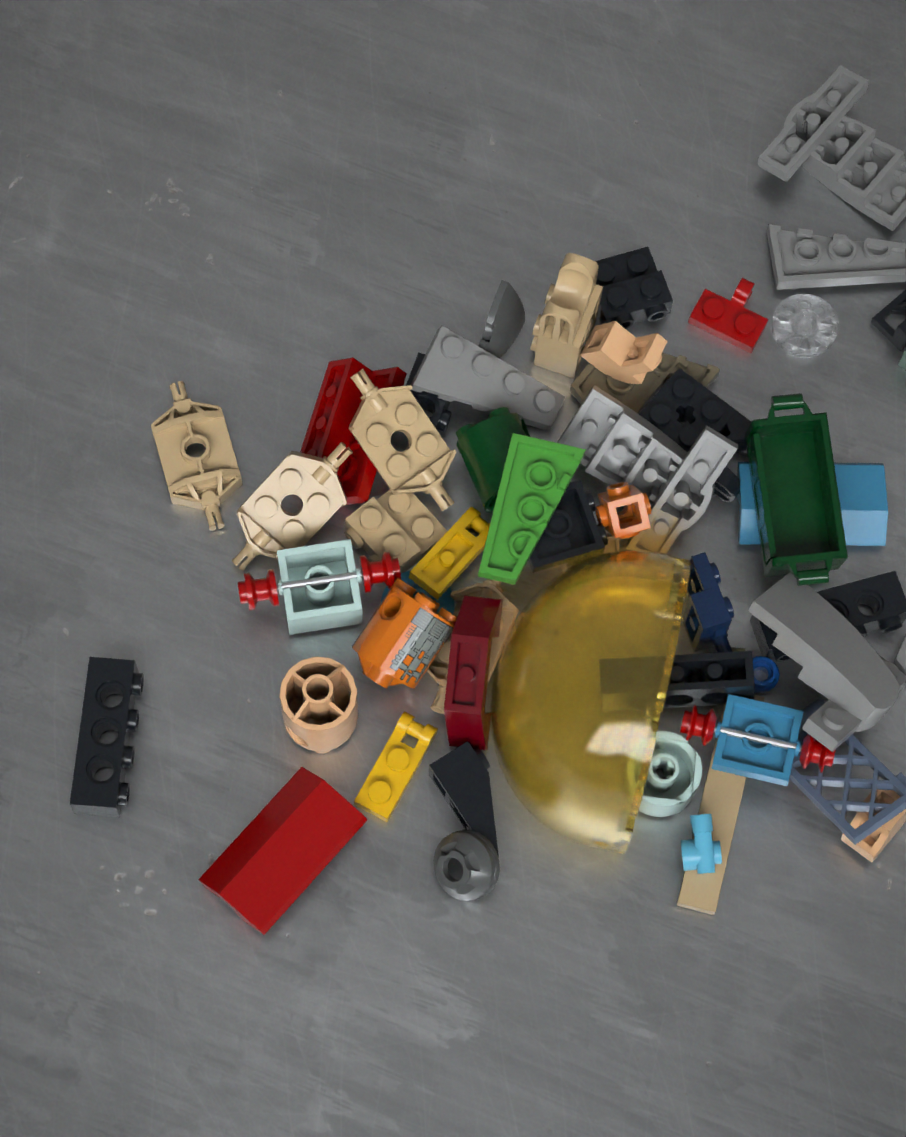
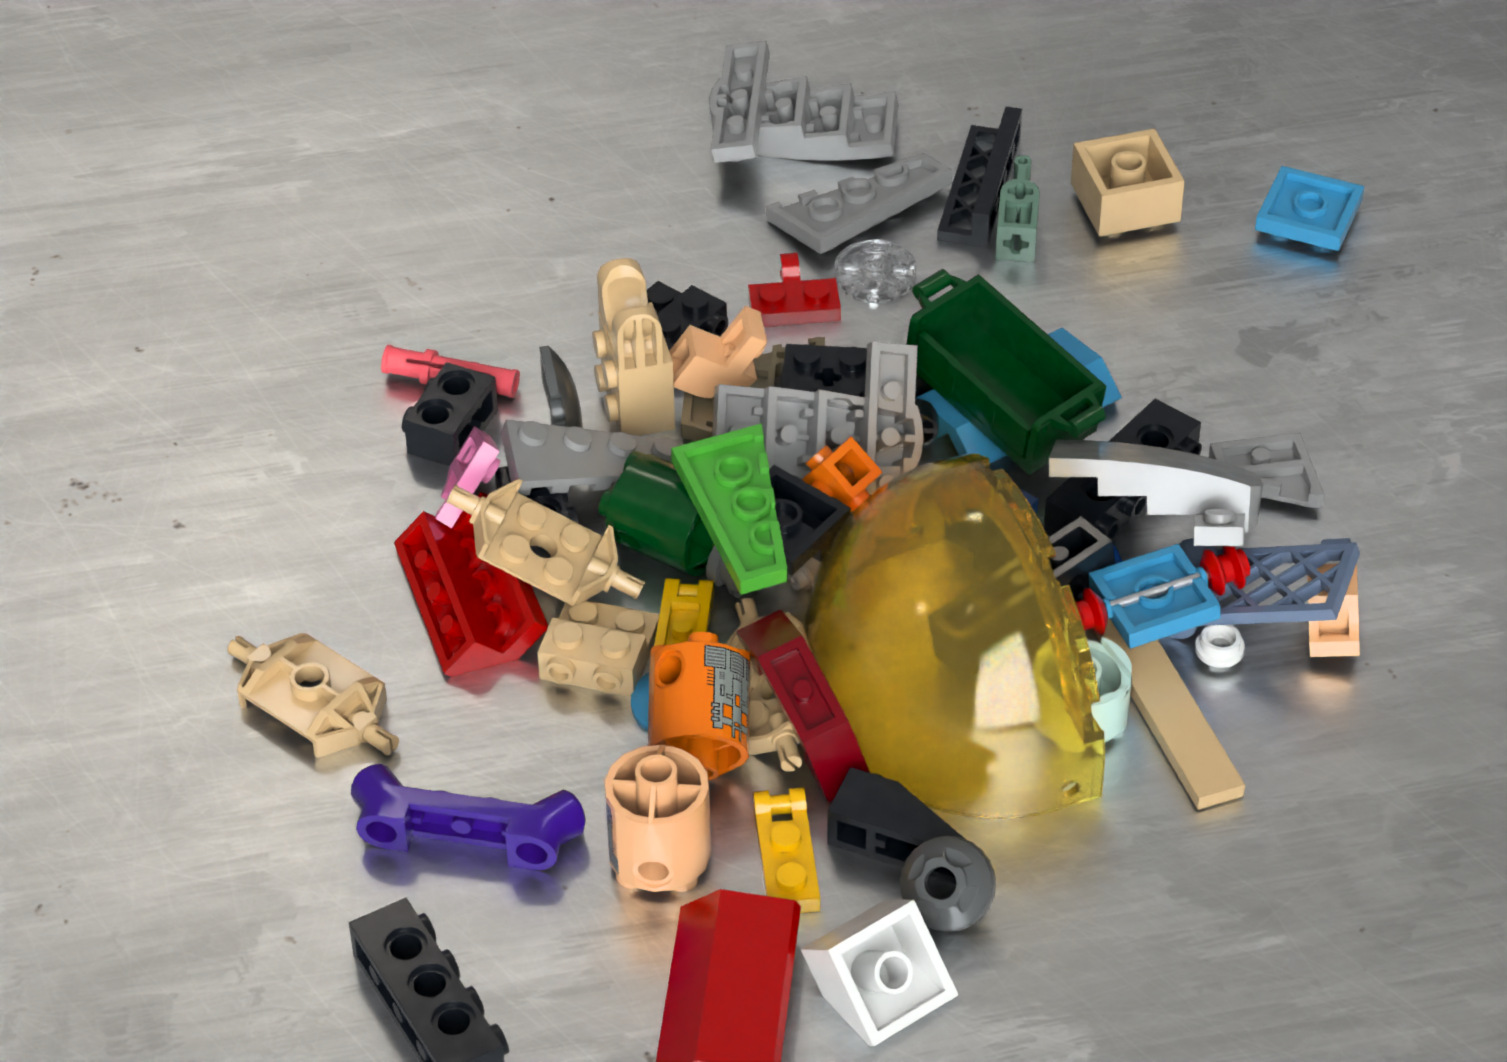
camera: 30 degrees left, 25 degrees down
(247, 653) = (527, 831): none -> dark purple plate
(273, 528) = (492, 636): tan plate -> none
(319, 585) = (564, 719): light aqua brick -> none
(382, 897) = (881, 970): none -> white slope
(404, 342) = (473, 464): none -> bright pink wing
(436, 287) = (448, 413): none -> black brick
(447, 230) = (428, 364): none -> coral pin
(701, 852) = (1180, 727): medium azure plate -> none
(784, 804) = (1220, 646): none -> white plate

